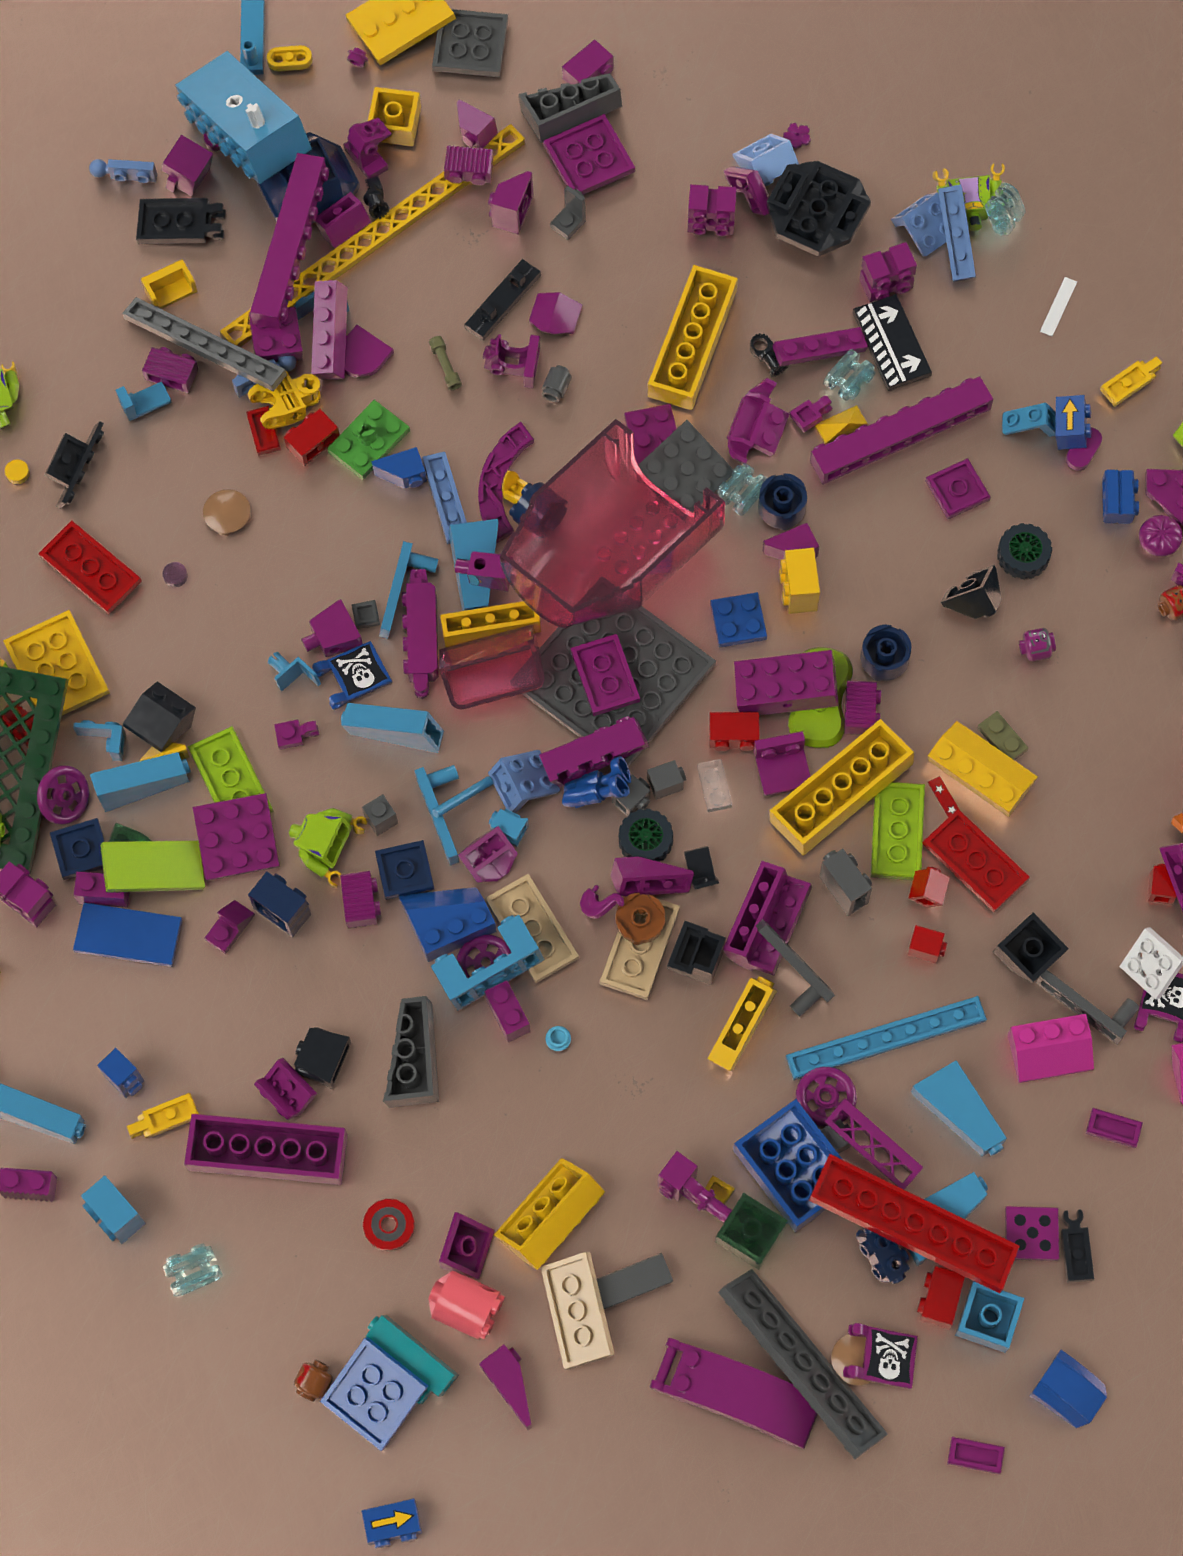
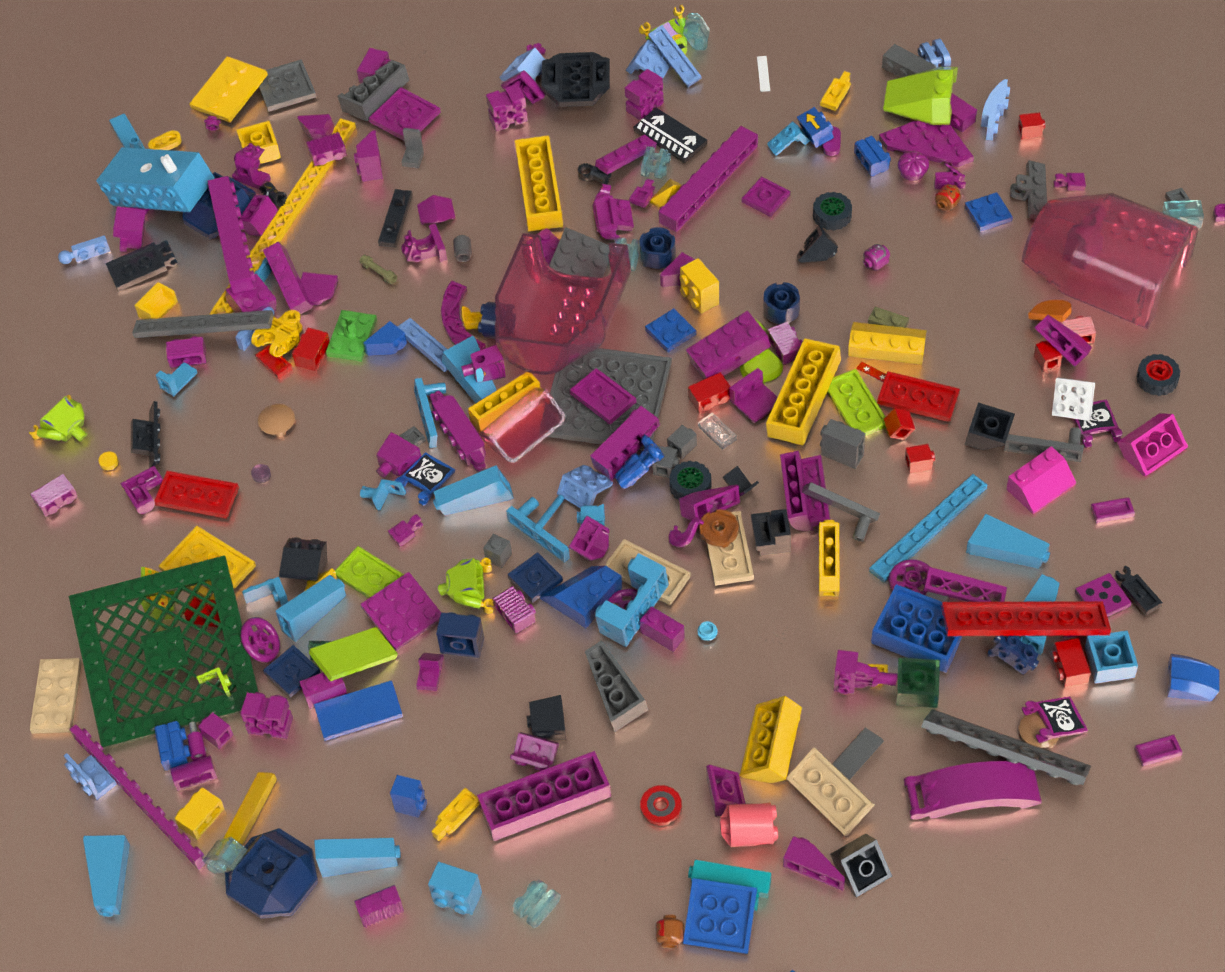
camera: 25 degrees left, 15 degrees down
(30, 524) = (138, 487): none -> magenta brick
(561, 1414) = (861, 864): none -> black slope

